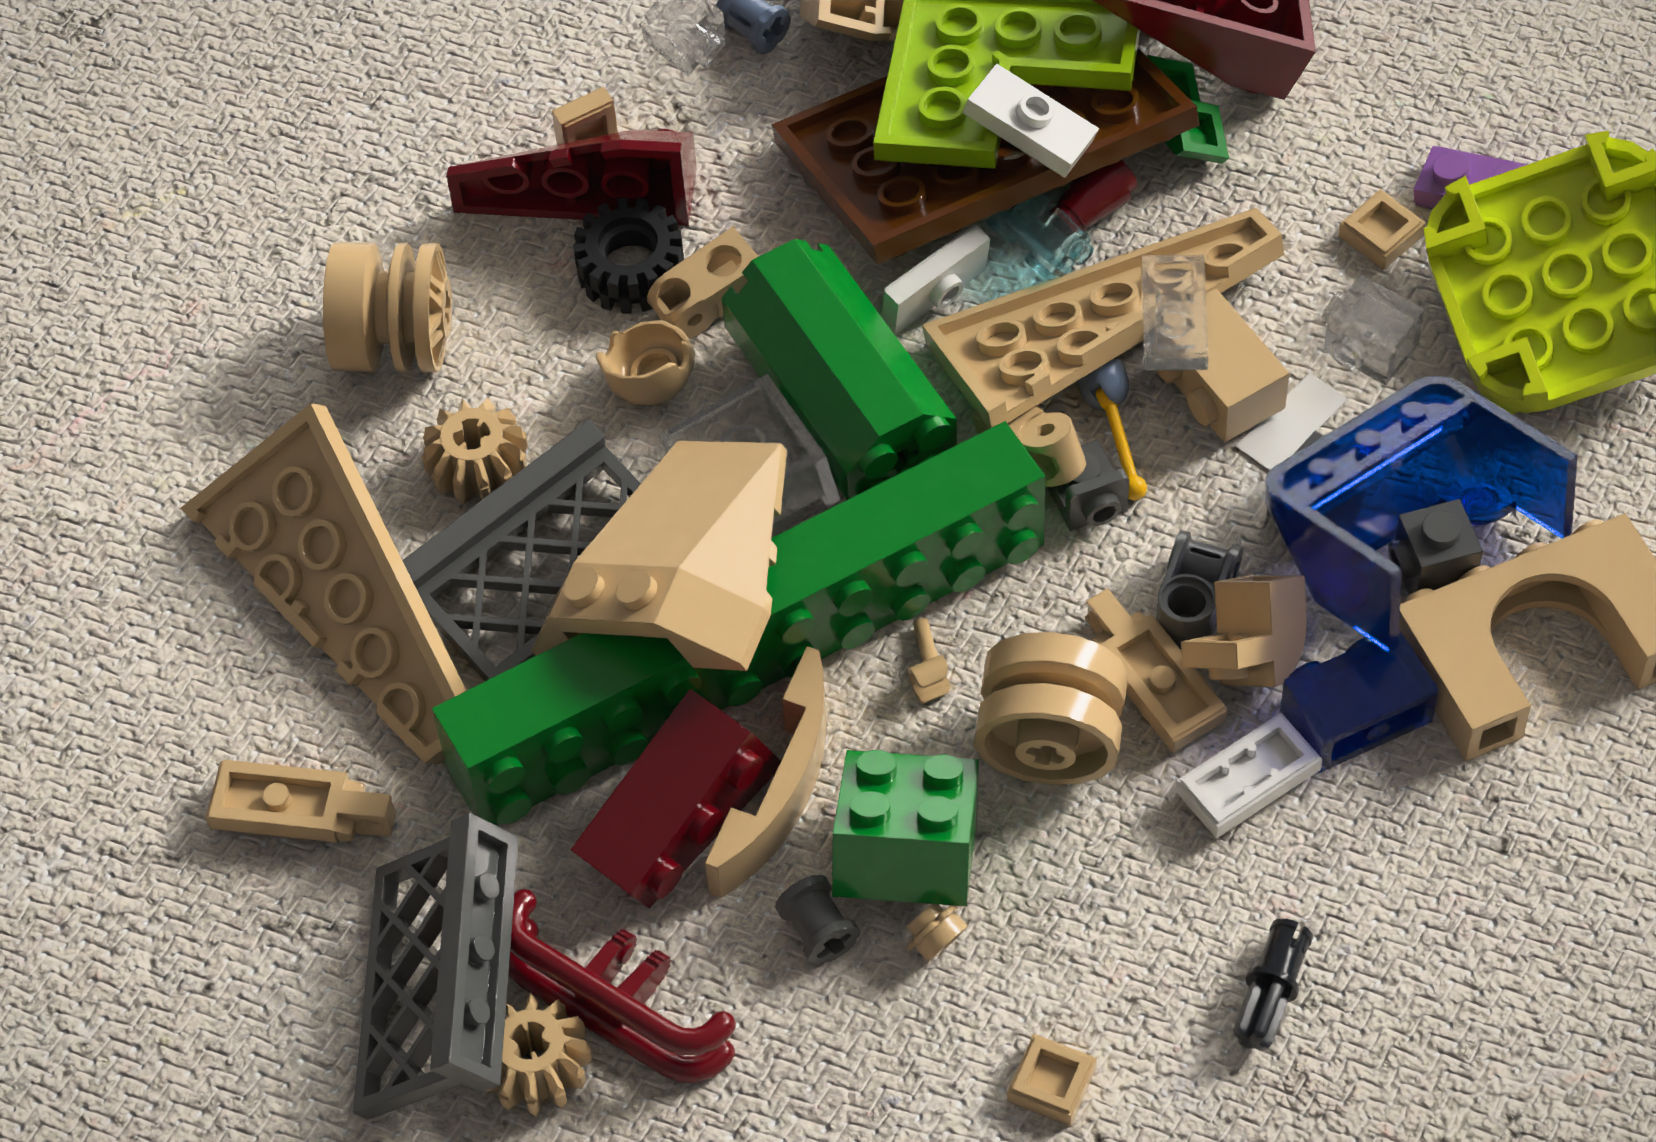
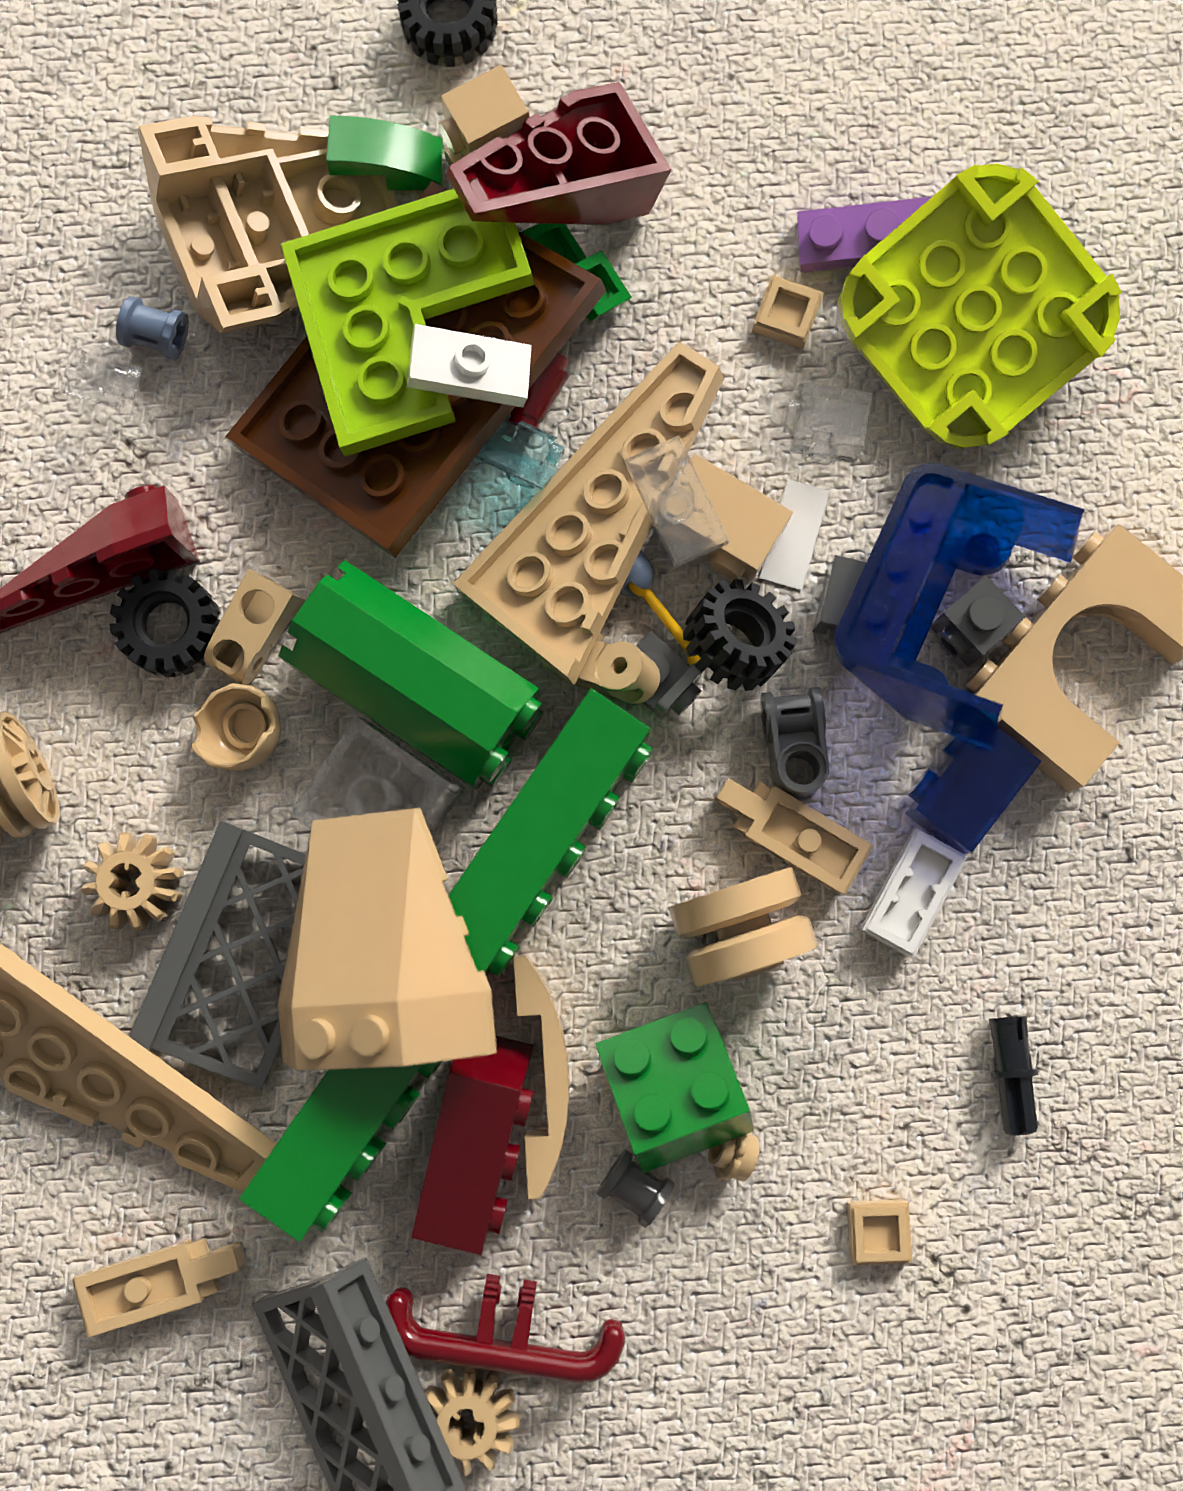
camera: 30 degrees left, 25 degrees up
(585, 117) = (60, 506): tan tile -> none
(929, 677) = (618, 916): tan hand -> none
(935, 279) = (444, 536): white plate -> none
(1183, 466) = (727, 654): none -> black tyre
(1257, 634) = (869, 771): tan brick -> none

